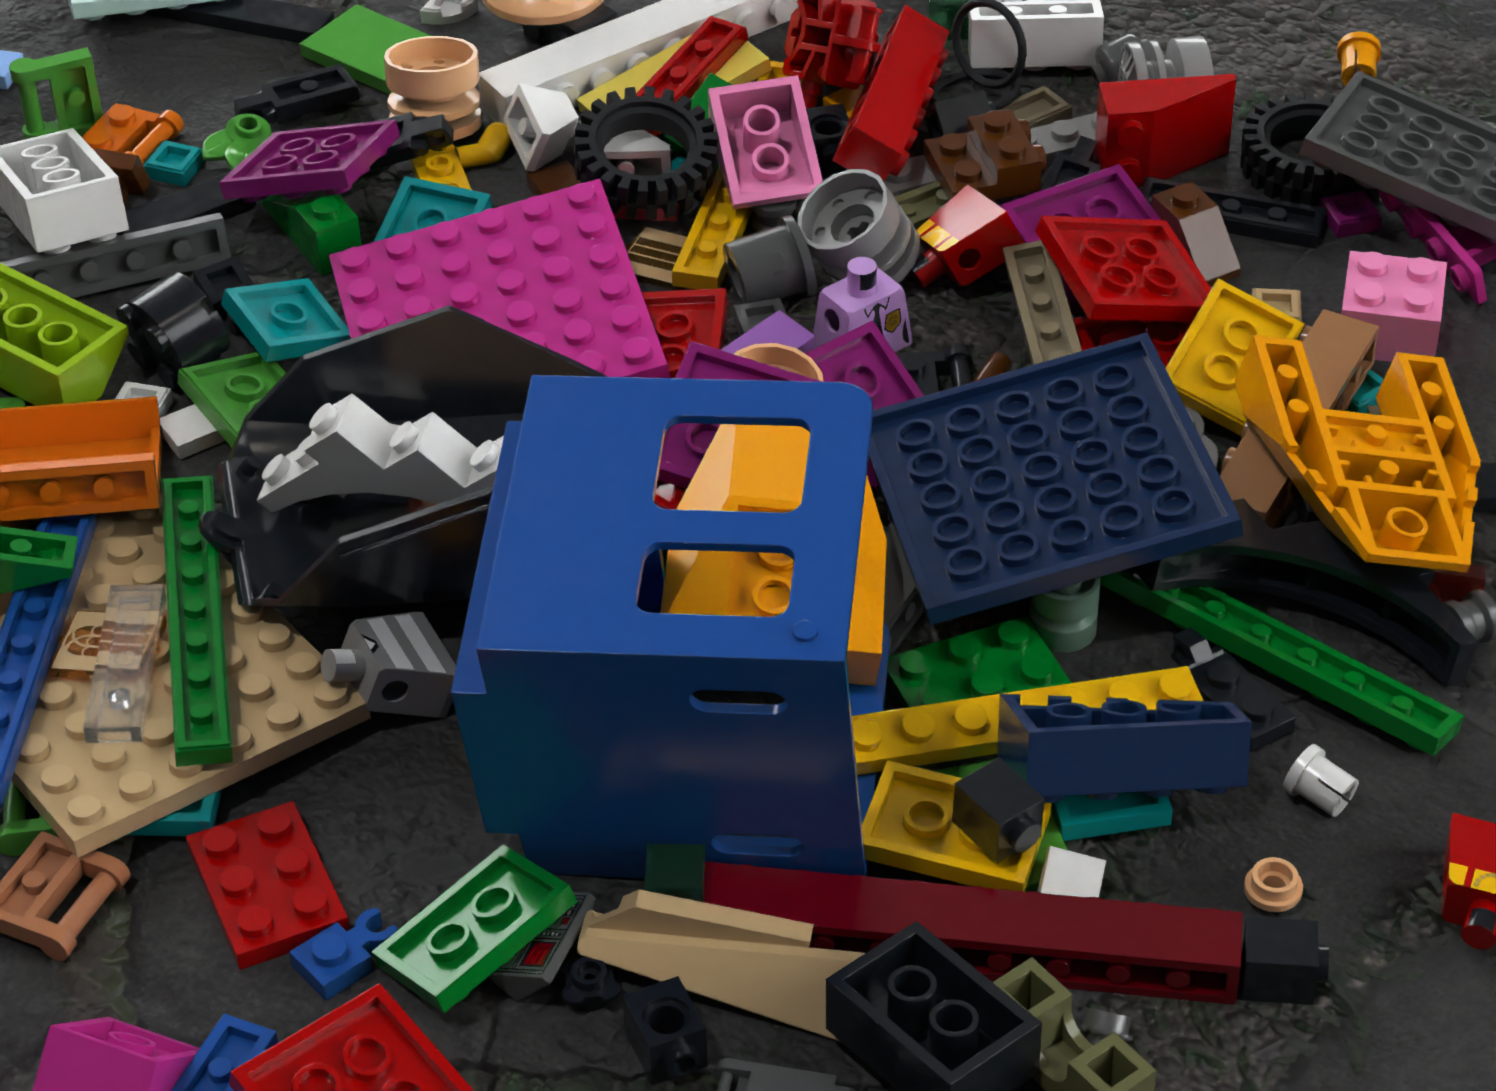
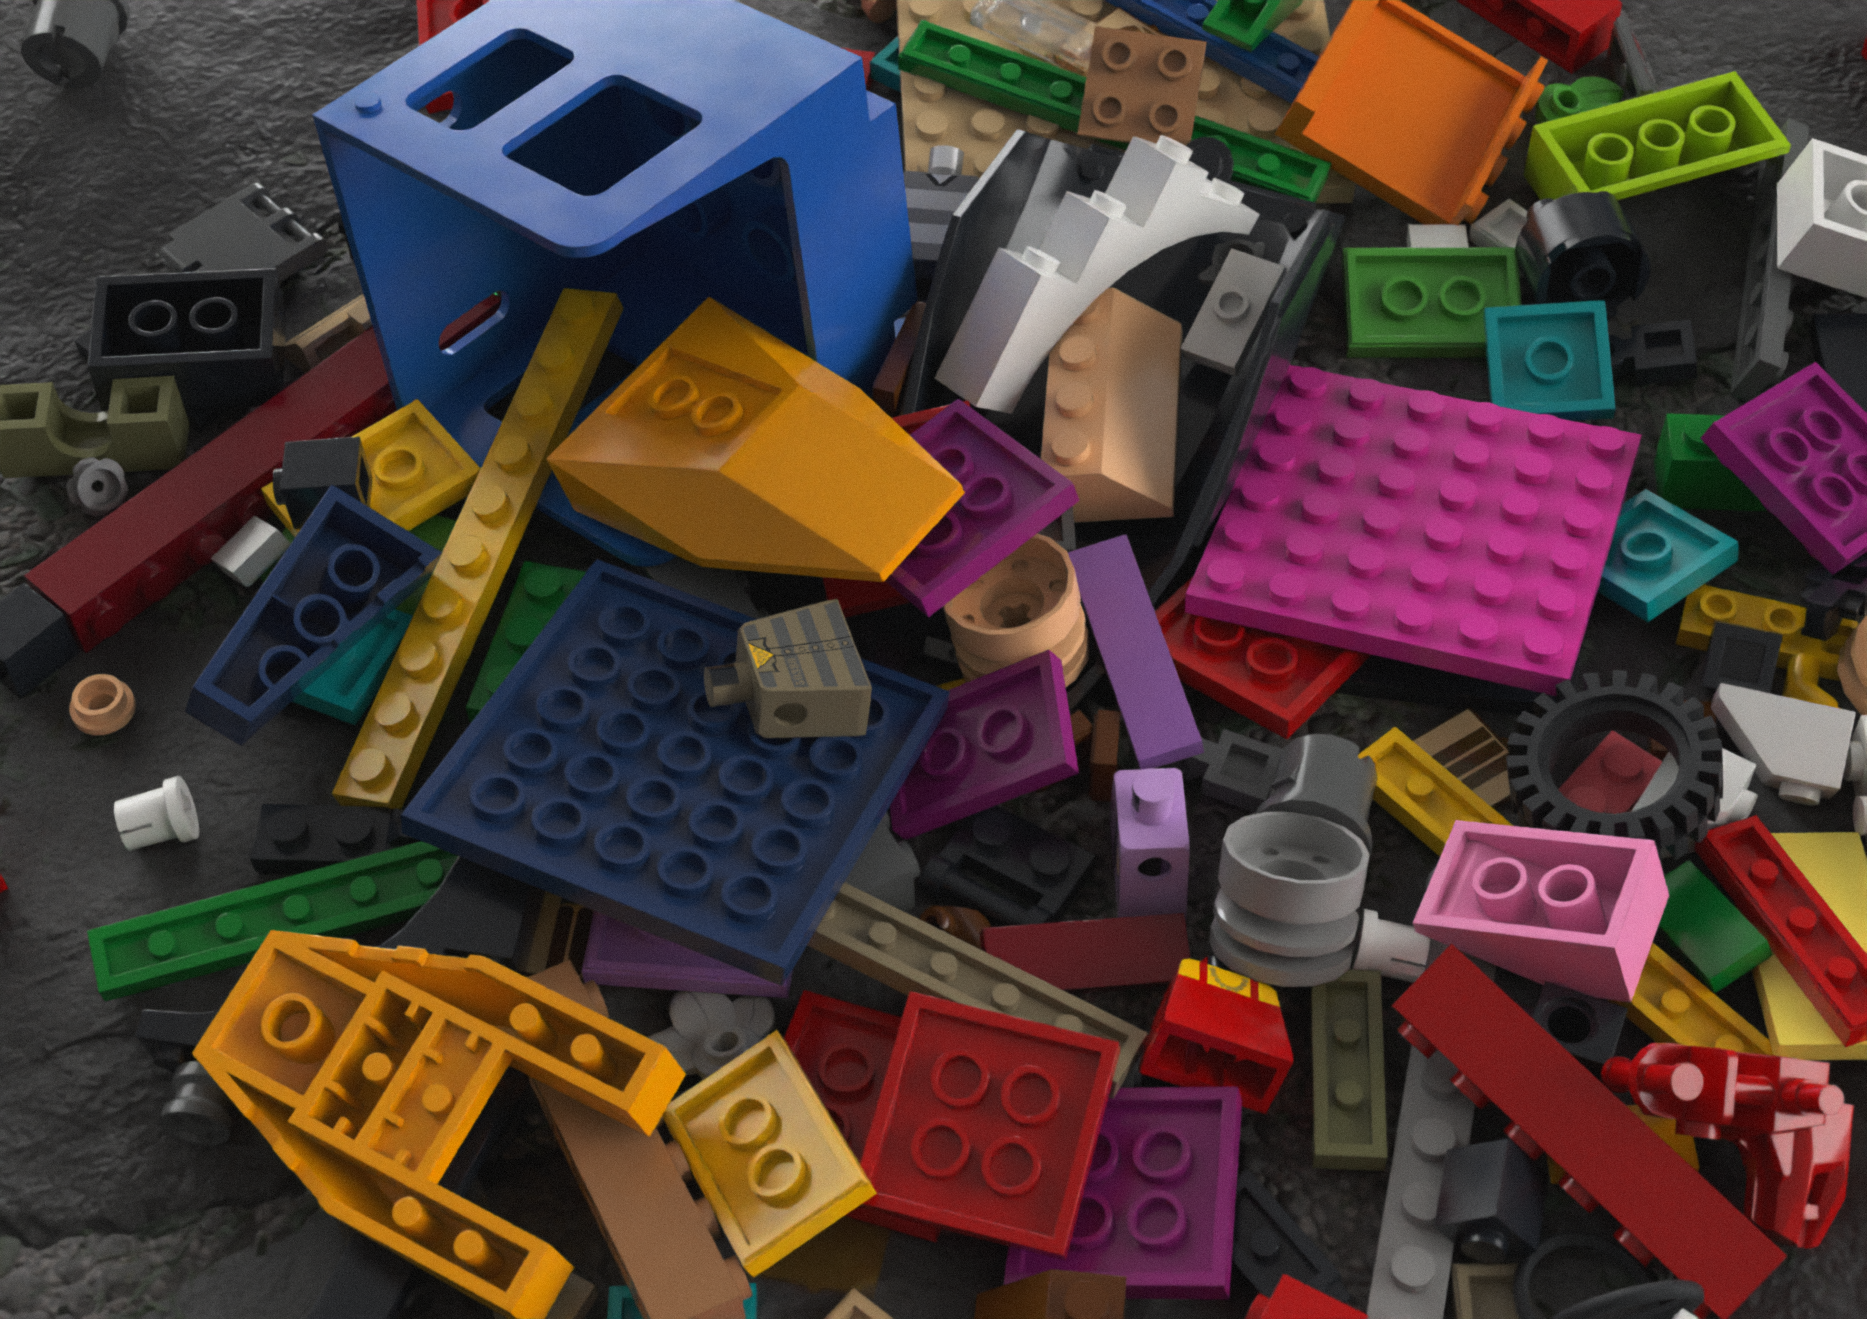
camera: 125 degrees right, 10 degrees up
(175, 571) = (1141, 86): none -> medium nougat hinge
(496, 156) = (1741, 657): none -> black brick
(933, 440) = (796, 675): none -> dark tan torso
(964, 322) = (1095, 952): none -> dark red tile
(990, 157) = (1367, 1158): reddish brown plate -> none
(1454, 584) = (262, 1170): clear red slope -> none

